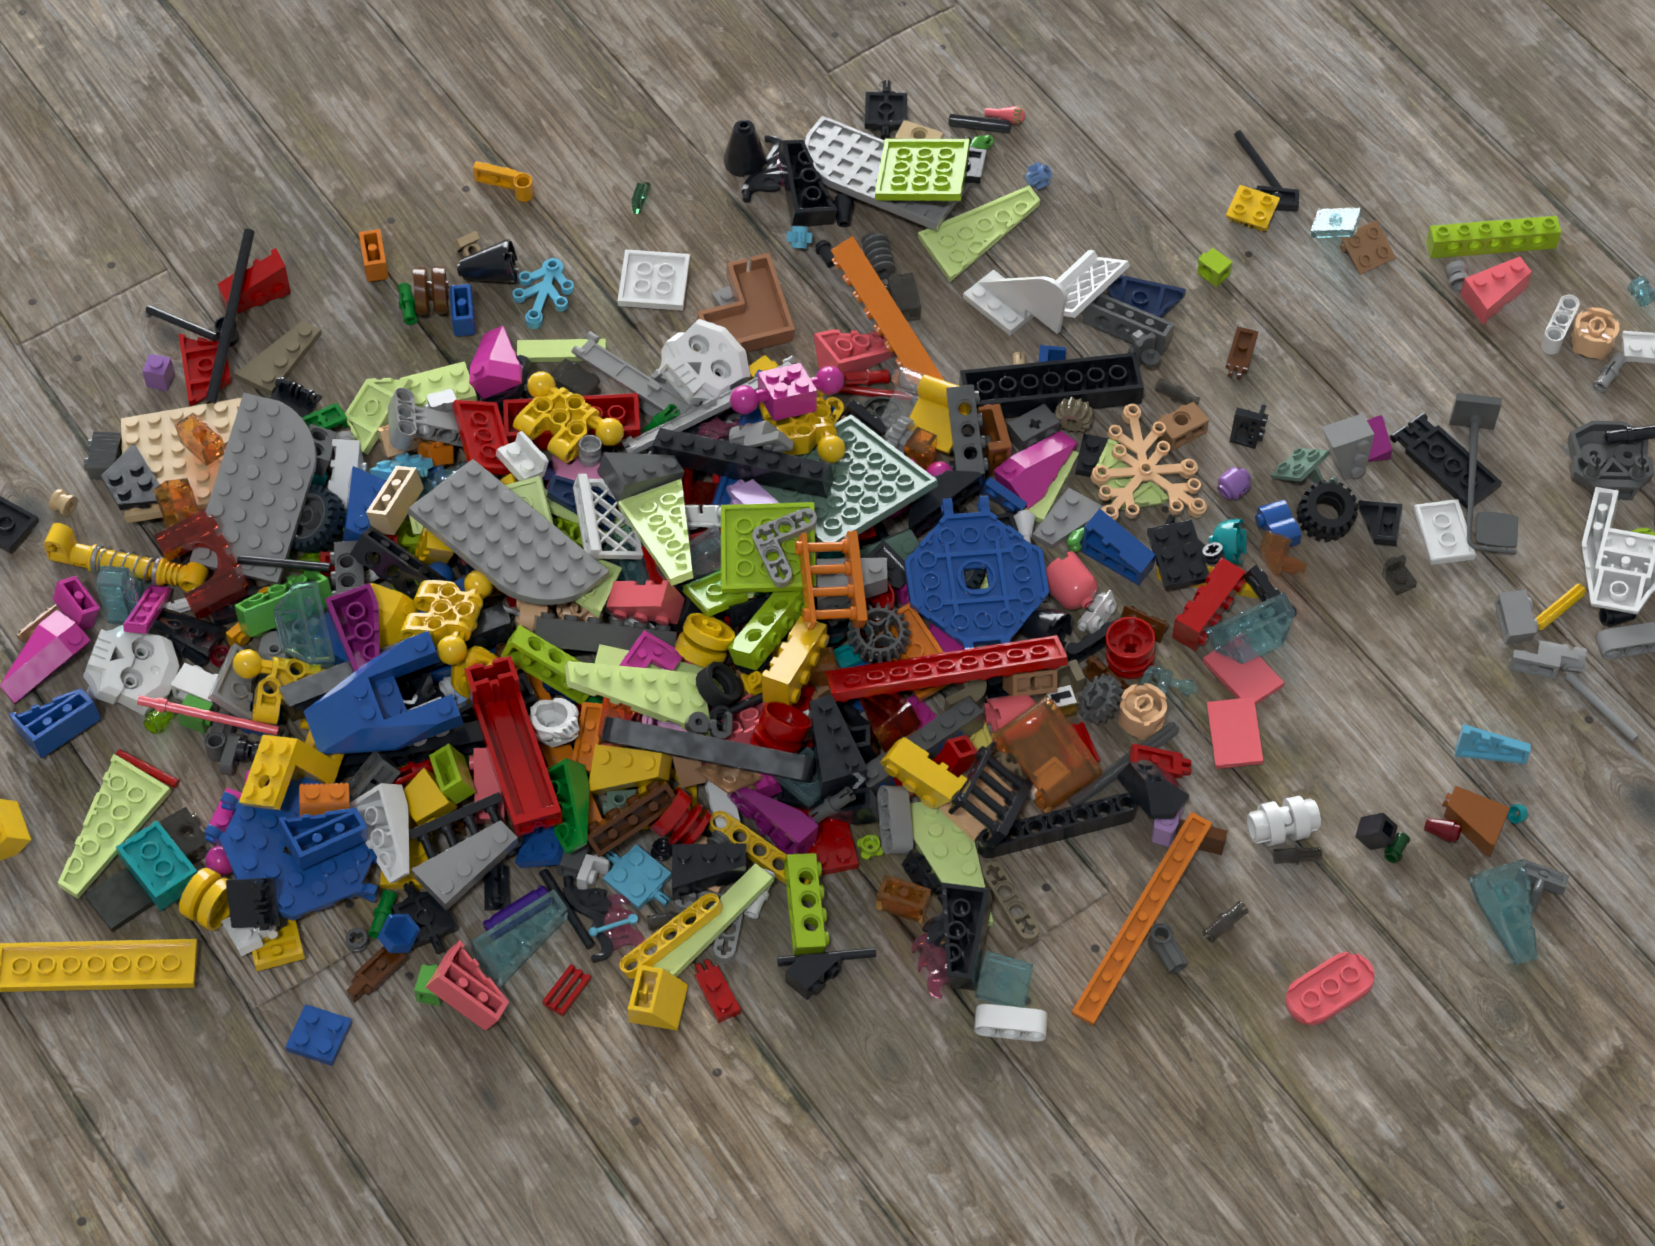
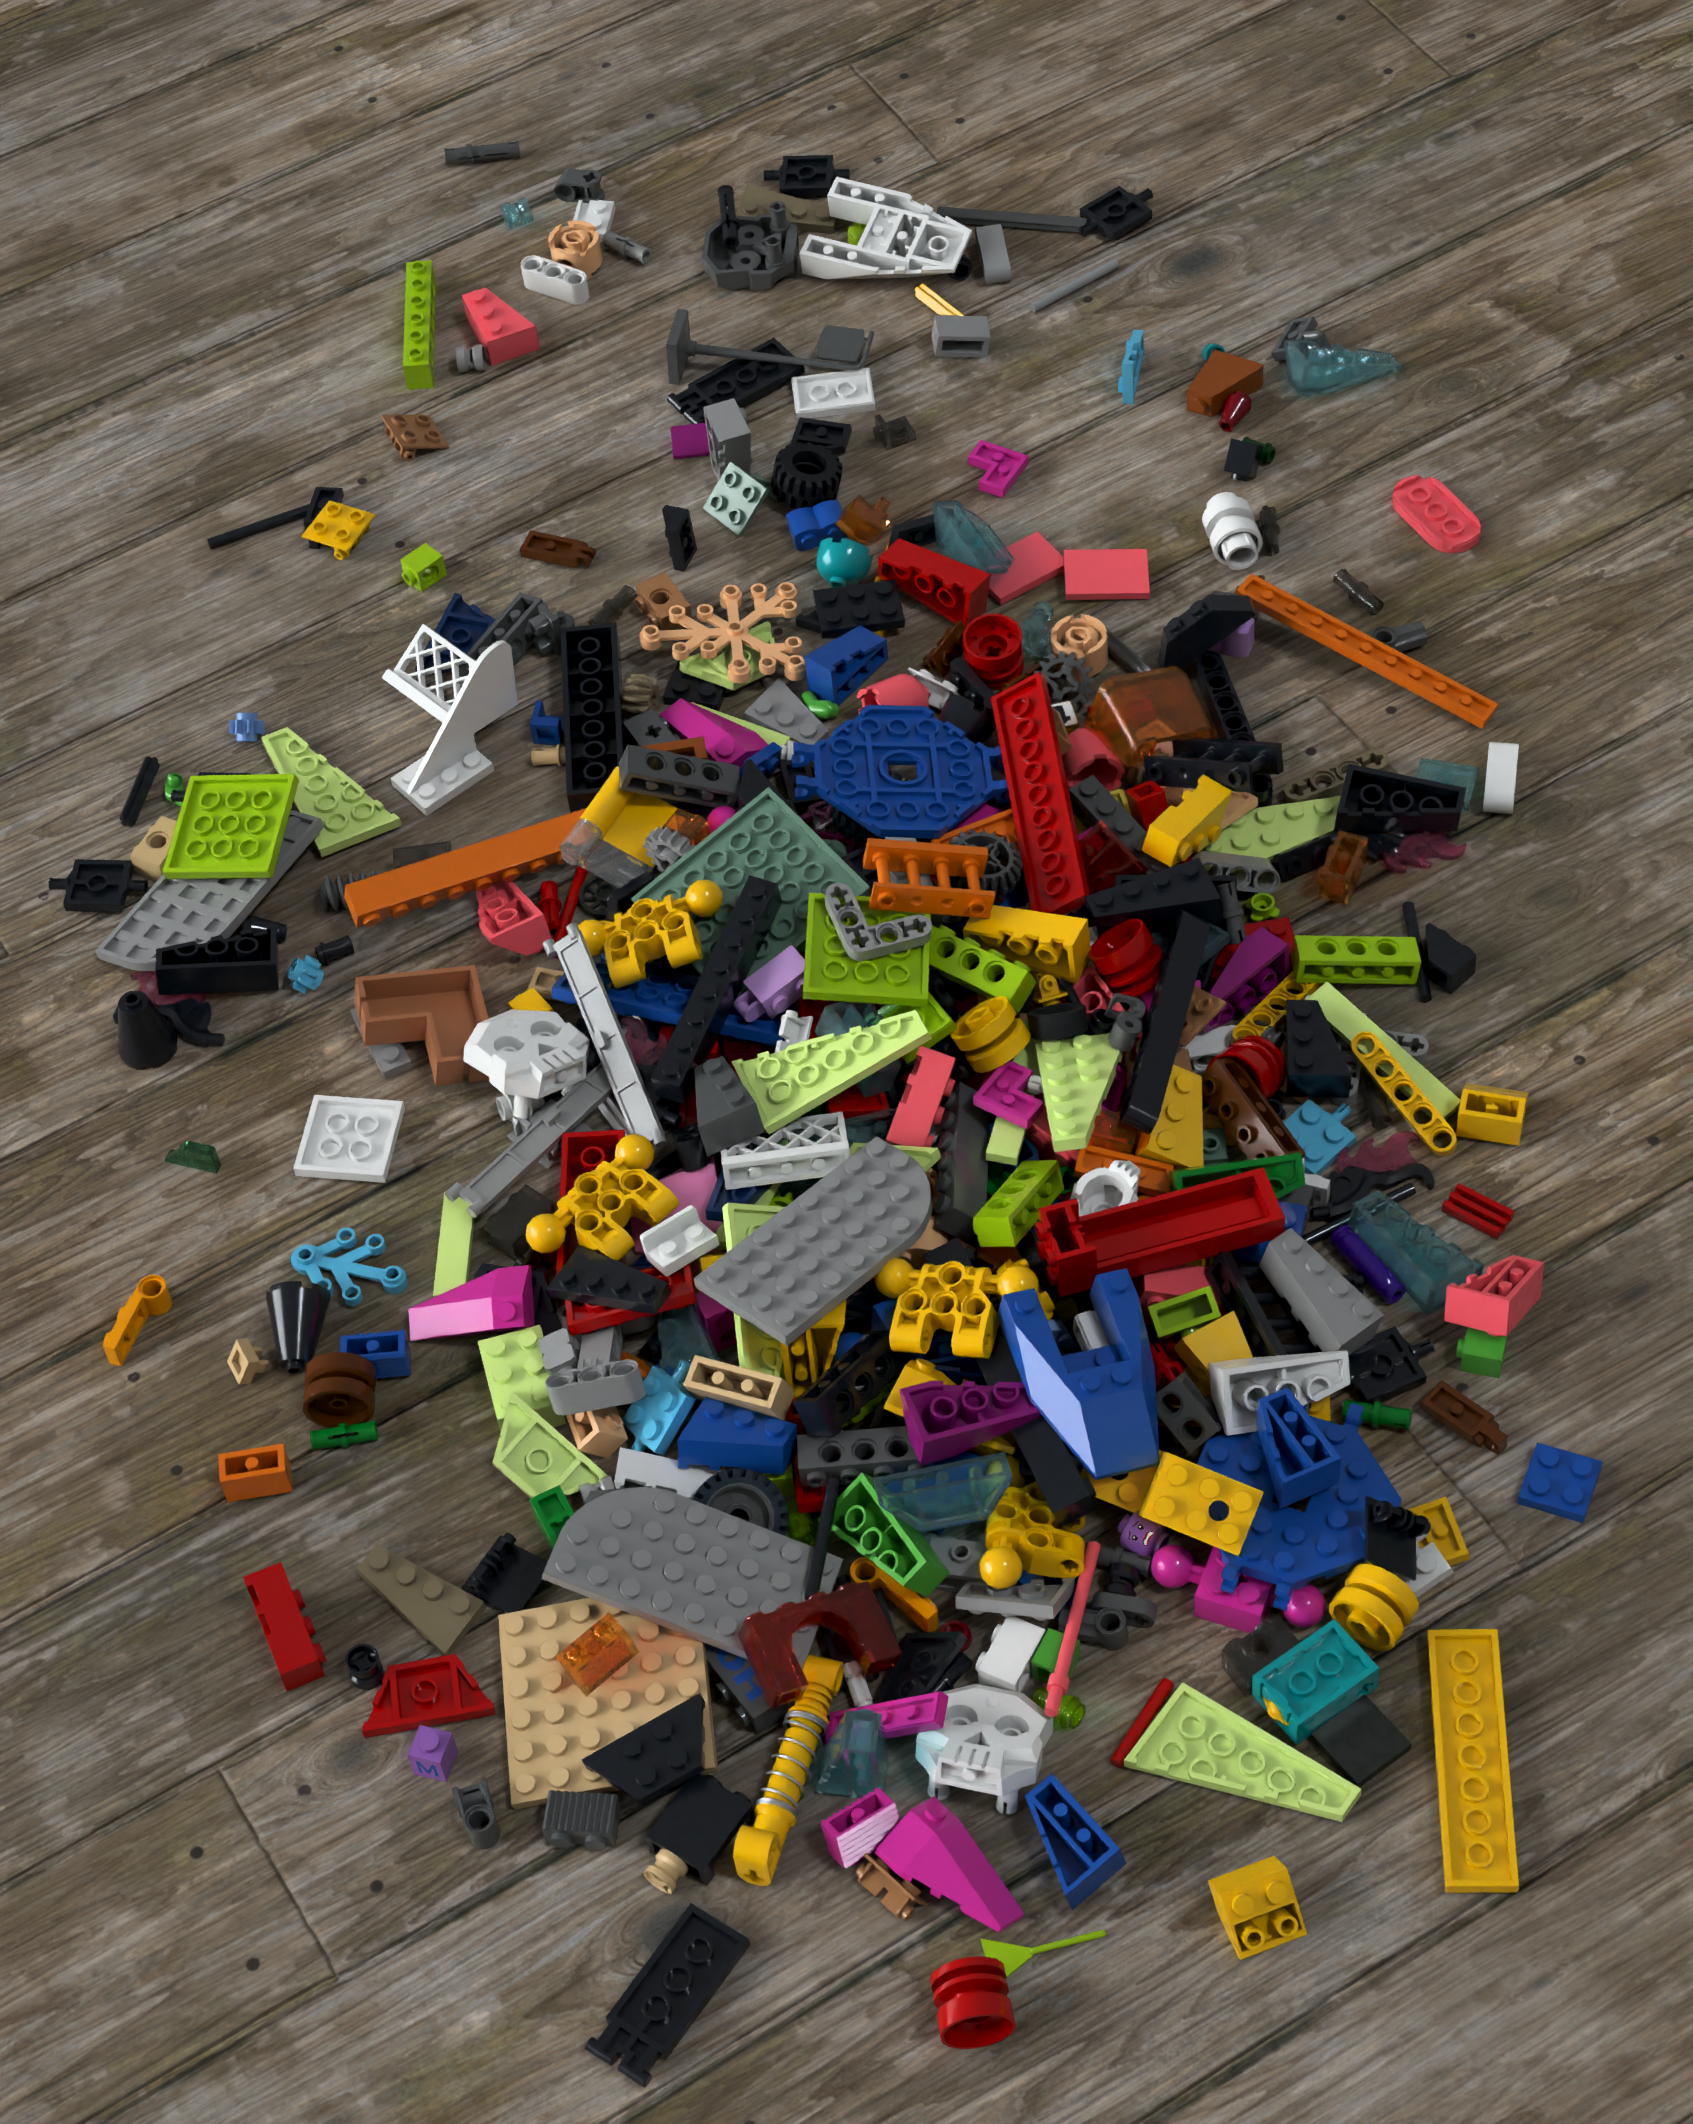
camera: 80 degrees left, 5 degrees down
(92, 517) = (700, 1824): none -> black panel
(115, 401) = (476, 1809): none -> dark grey piece
(176, 500) = (717, 1673): clear orange brick -> none
(182, 323) = (339, 1730): black bar -> none
(230, 316) = (354, 1644): black piece -> none
(321, 798) = (1235, 1446): orange brick -> none
(355, 946) = (1415, 1454): dark grey bush -> none
(398, 933) = (1416, 1381): blue panel -> none
(489, 419) = (608, 1283): none -> black wing
(590, 450) = (665, 1169): light grey wheel -> none
(632, 919) = (1376, 1140): medium azure hinge -> none
(661, 418) = (605, 1109): green pin -> none
(716, 991) = (1470, 1058): red hinge -> none
(762, 436) = (685, 964): light grey plate -> none
(787, 391) = (614, 933): dark pink brick -> none
(1014, 114) = (134, 754): coral piece -> none
(1167, 760) = (1147, 638): red hinge -> none
(1213, 553) = (861, 563): black bush -> none
(1234, 483) = (754, 560): medium lavender head -> none
(1336, 222) = (376, 452): clear light blue plate -> none
(1361, 656) = (1001, 467): none -> dark pink plate
(1548, 659) = (1015, 315): light grey plate -> none

